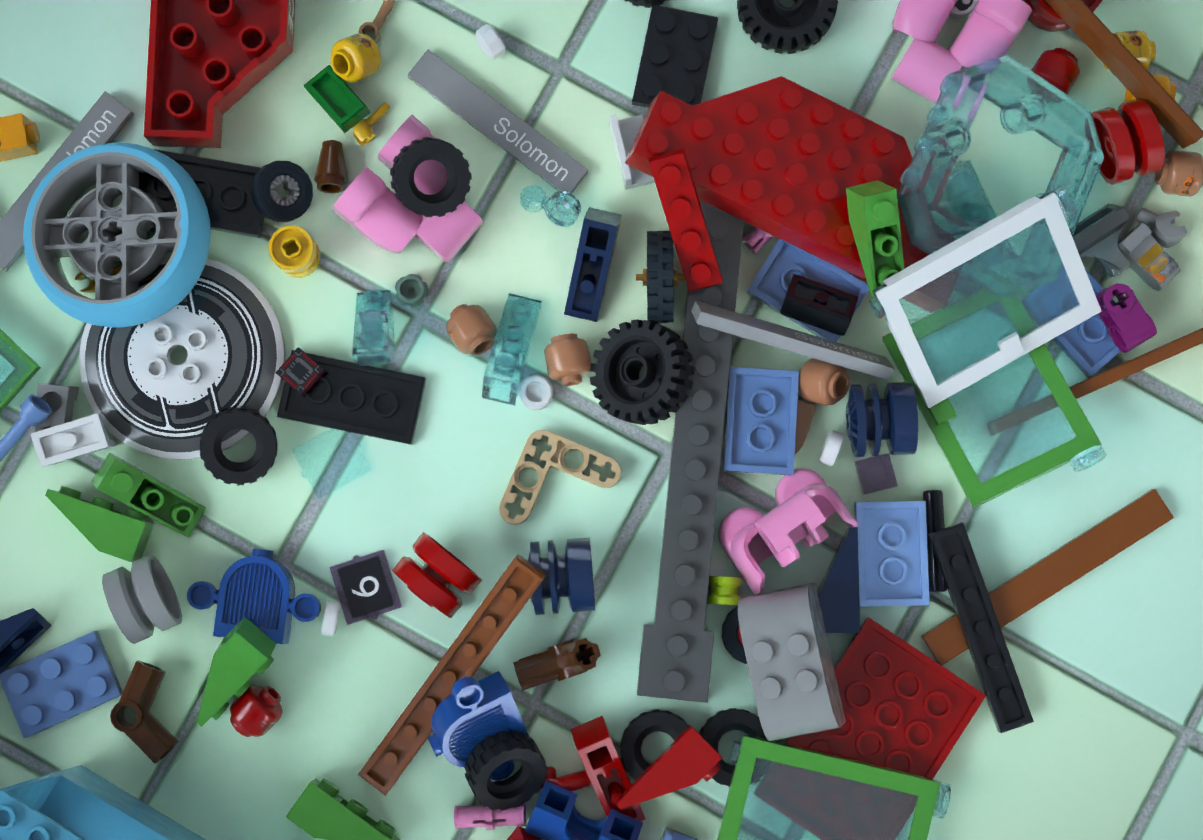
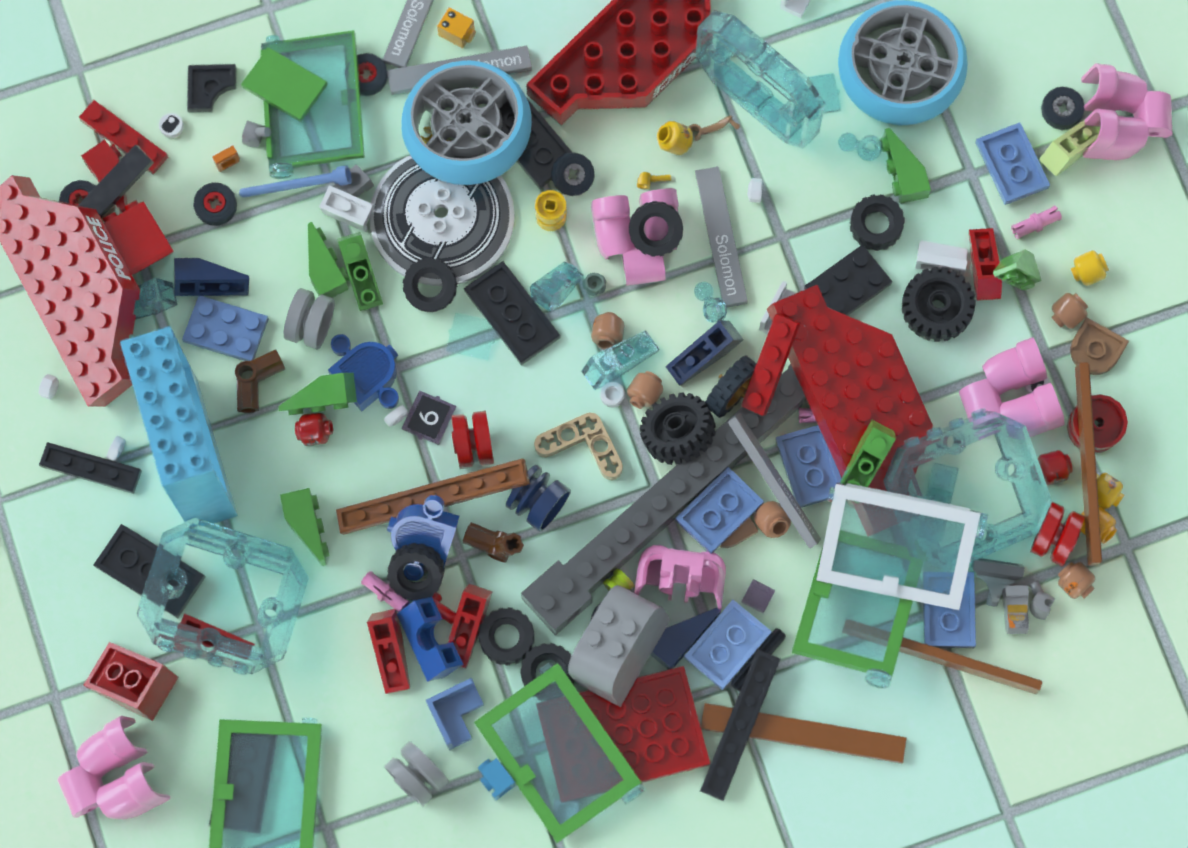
camera: 40 degrees right, 10 degrees down
(300, 371) = (497, 275): tile -> none
(331, 168) = (610, 183): reddish brown cone -> none
(337, 99) = (645, 151): green tile -> none
(676, 768) = (508, 648): red slope -> none
(819, 305) = (807, 477): black slope -> none
(831, 447) = (745, 559): white tile -> none
(882, 419) = (786, 565): dark blue wheel -> none
(1126, 320) = (970, 630): magenta piece -> none

